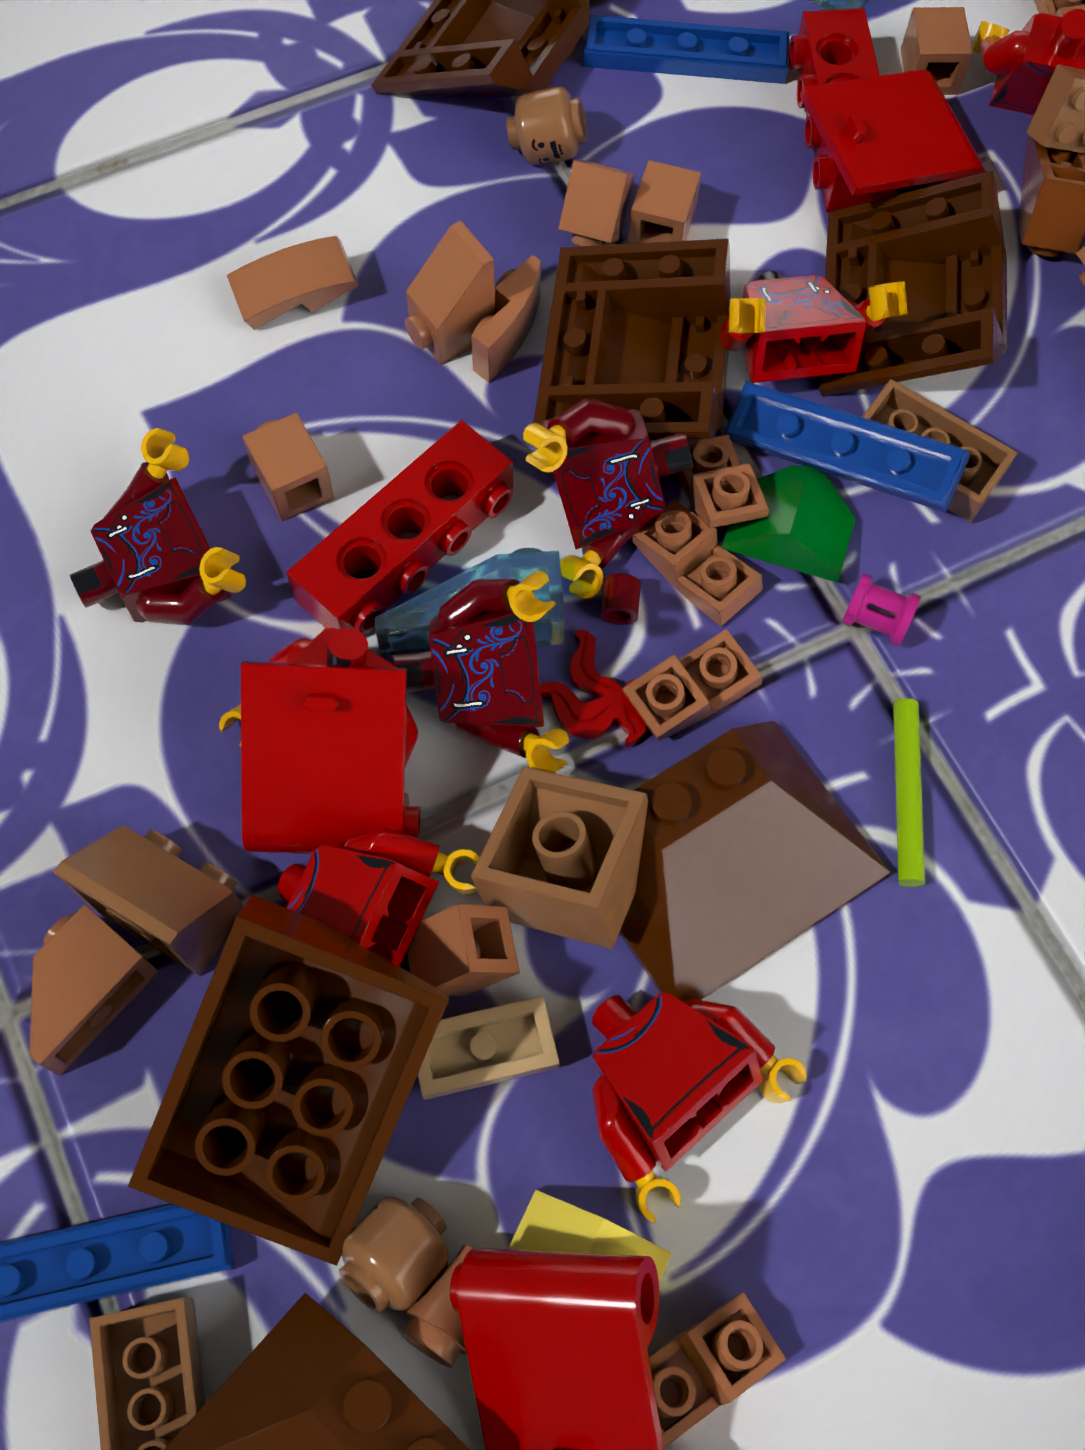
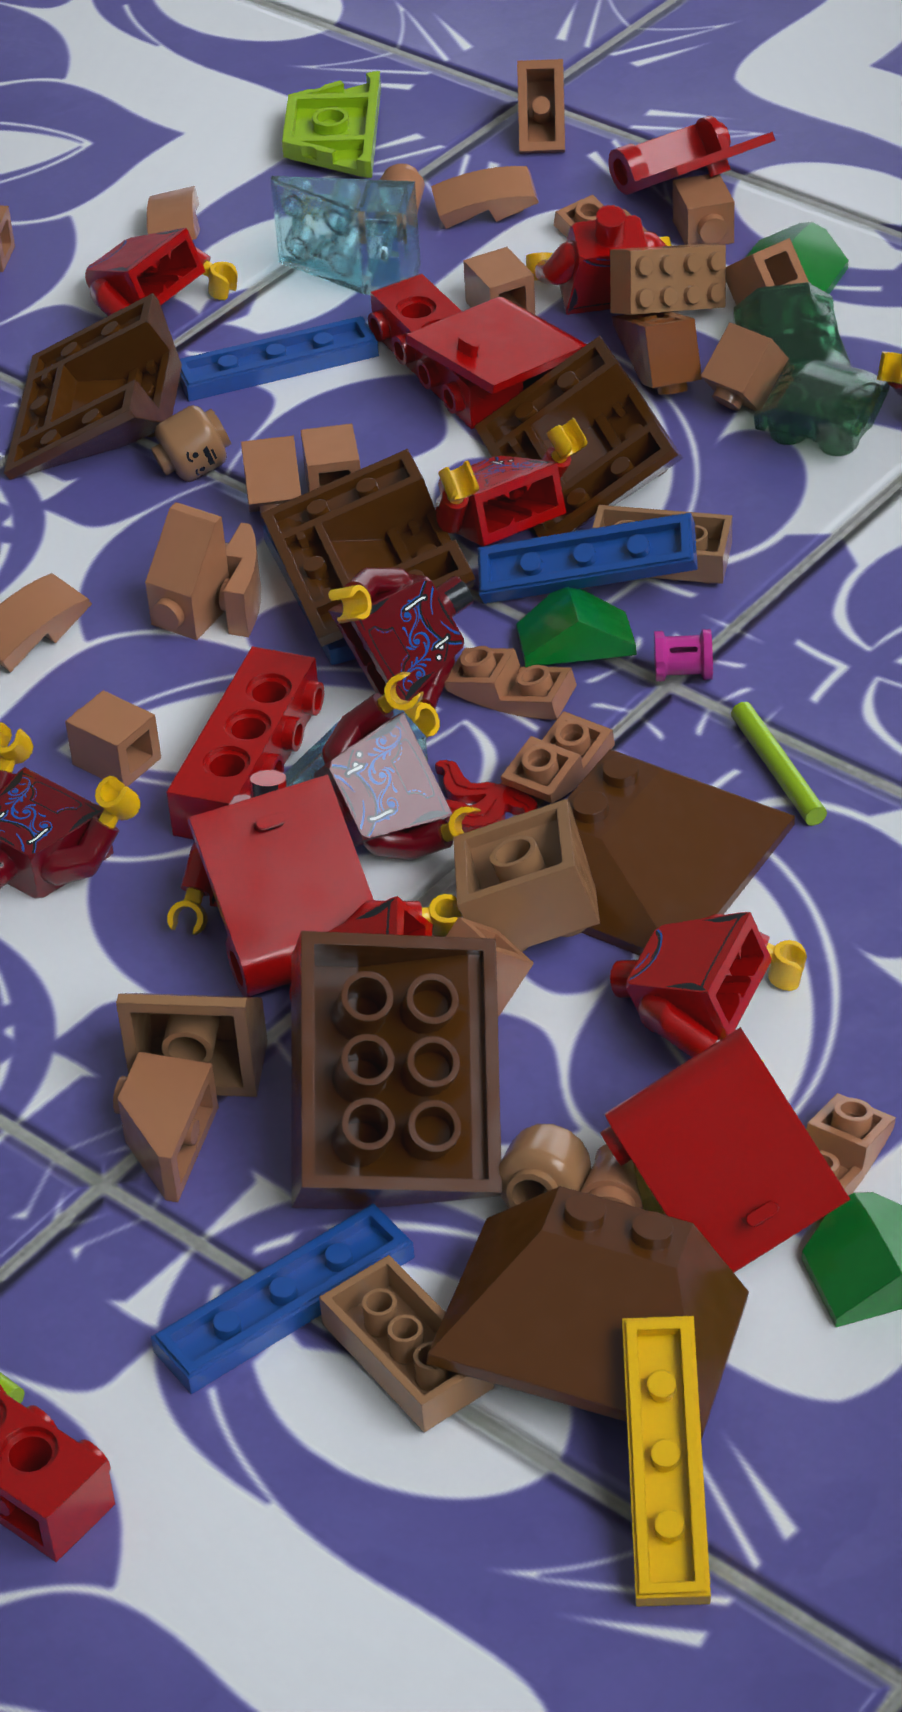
camera: 20 degrees left, 25 degrees down
(488, 1048) = (543, 1030): tan plate -> none
(620, 599) = (461, 727): dark red piece -> none
(720, 486) = (500, 621): nougat slope -> none

